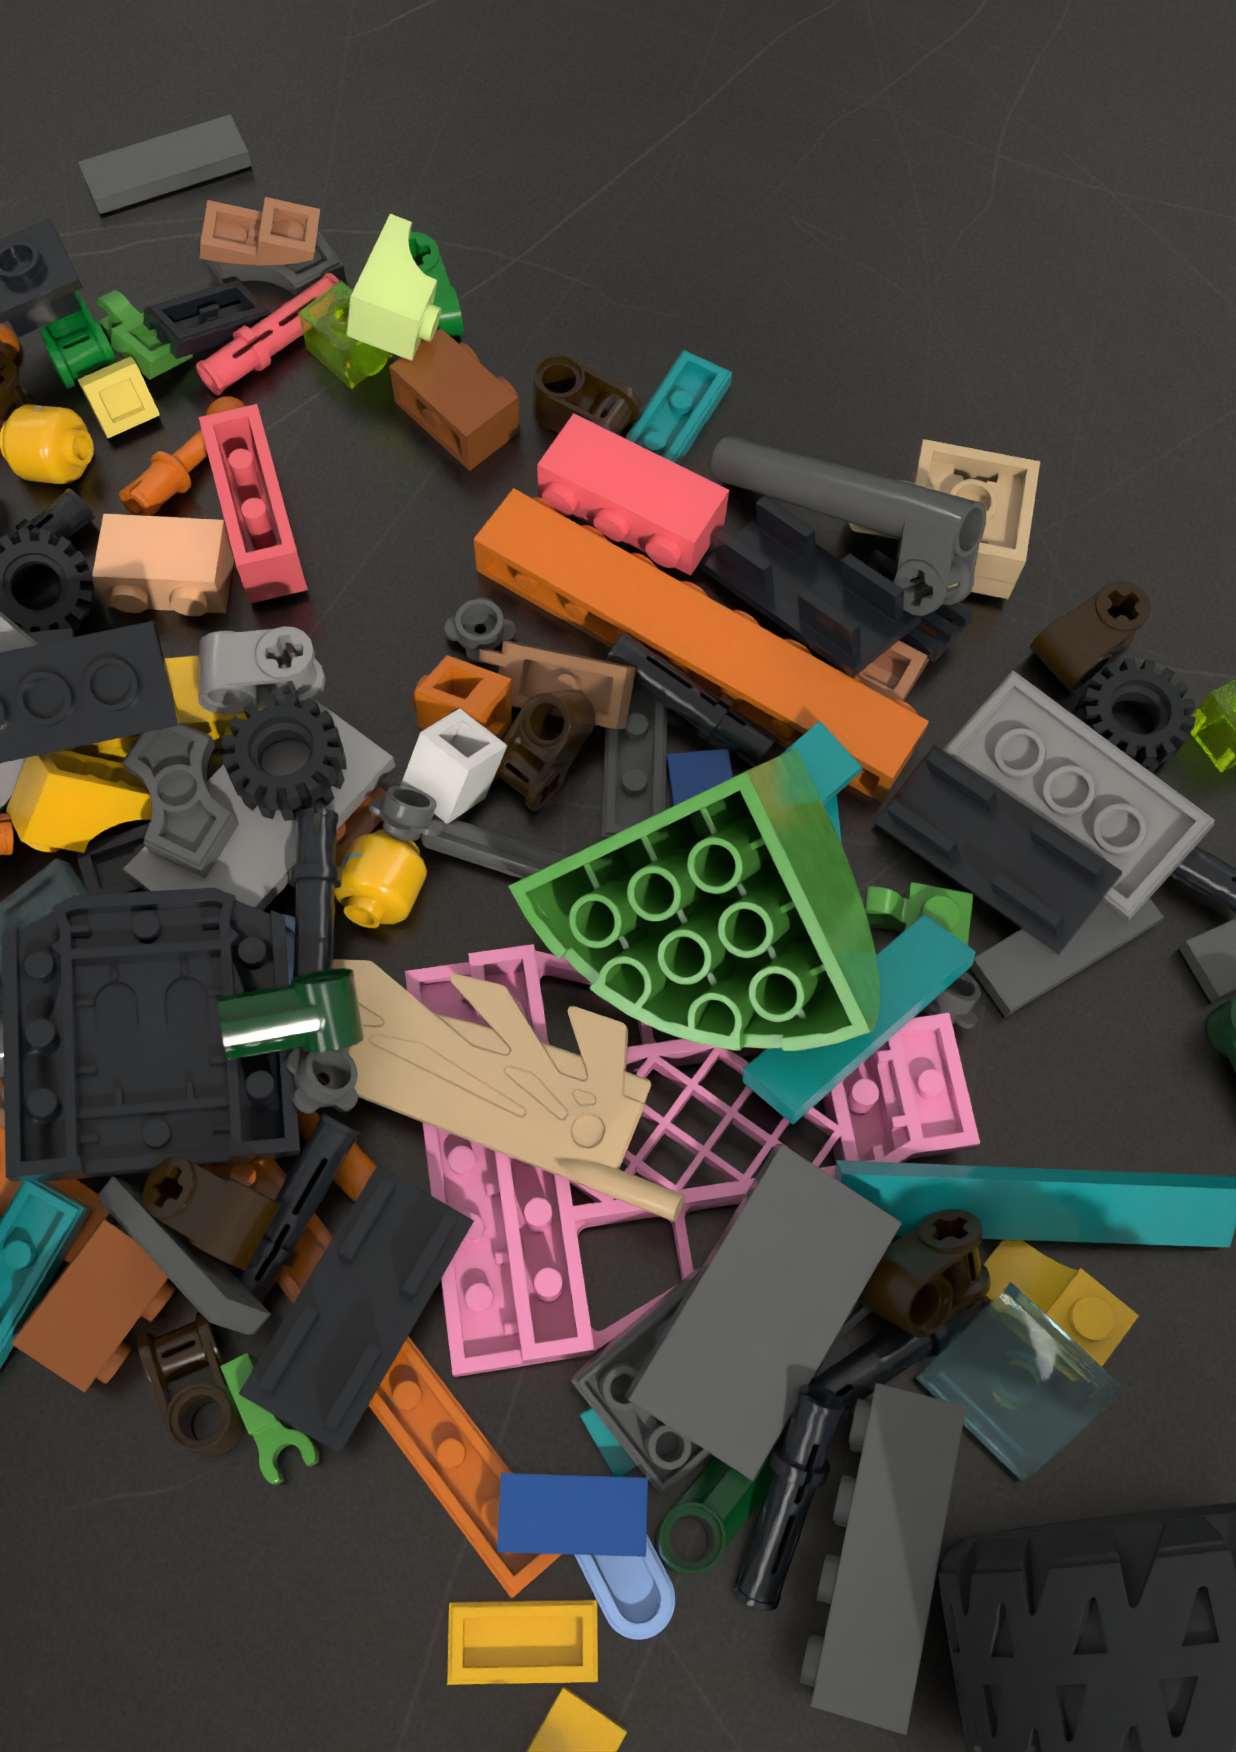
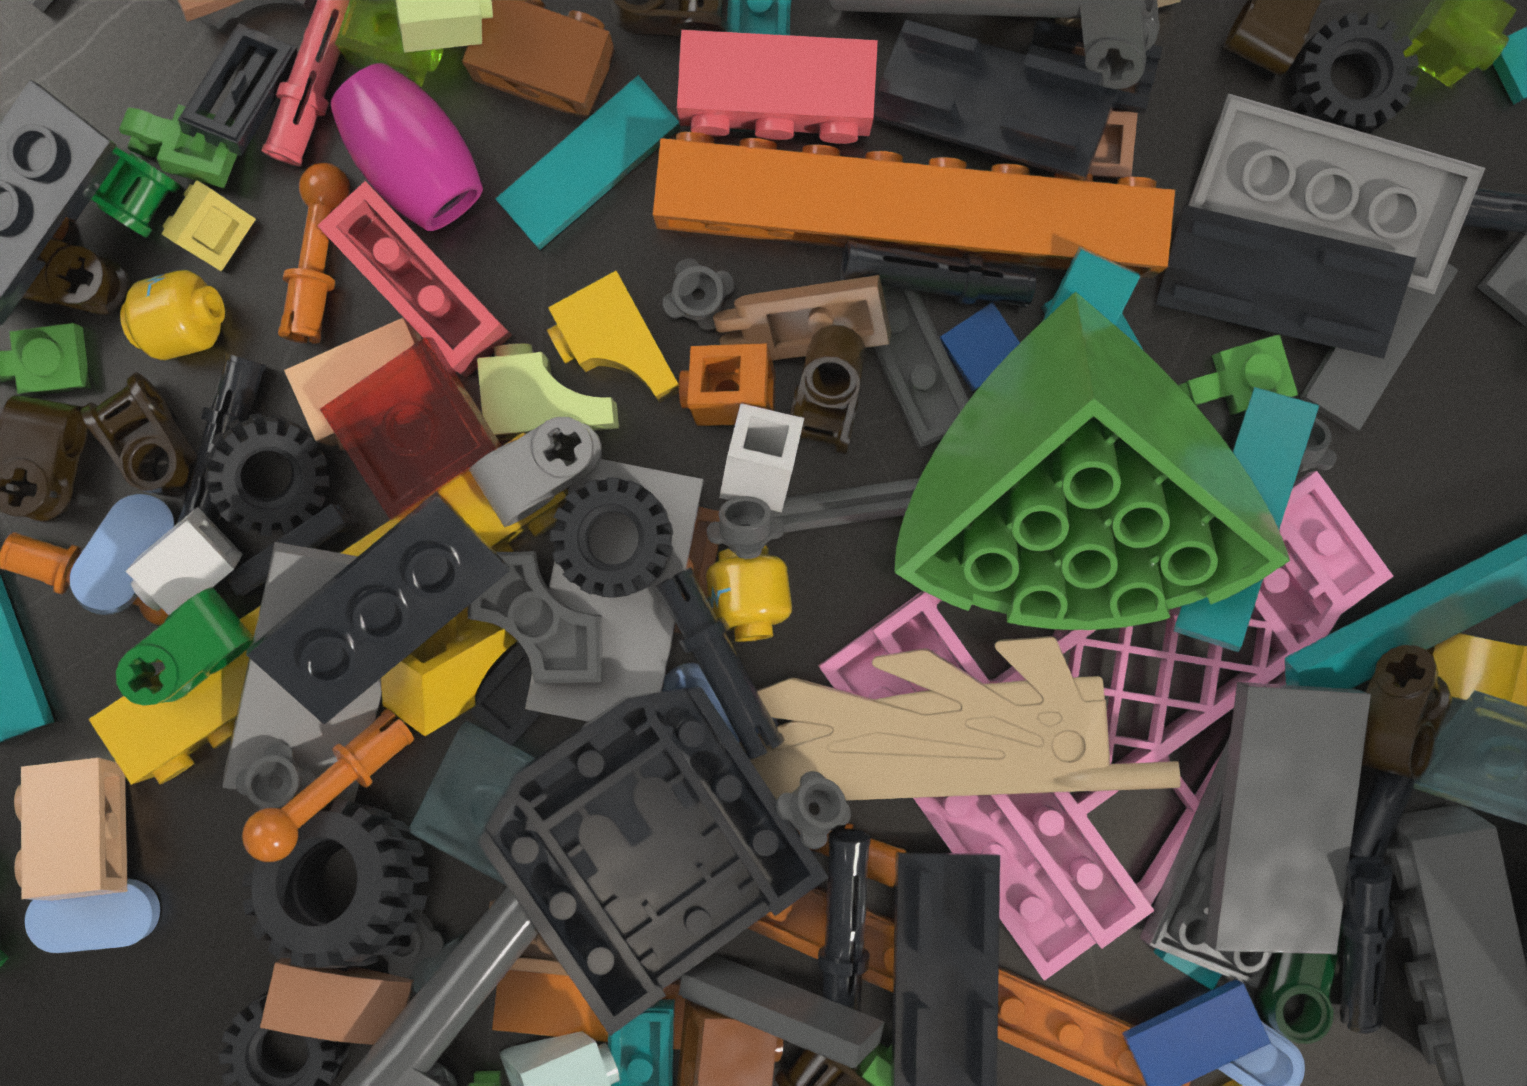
camera: 25 degrees left, 20 degrees up
(179, 583) = (410, 428): none -> clear red tile
(209, 1209) = (787, 966): dark brown piece -> none
(298, 607) = (523, 394): none -> yellowish green arch
(308, 408) = (406, 146): none -> dark pink piece
(311, 1013) = (783, 768): dark green piece -> none
(385, 617) = (607, 330): none -> yellow arch
(443, 494) = (588, 162): none -> teal tile

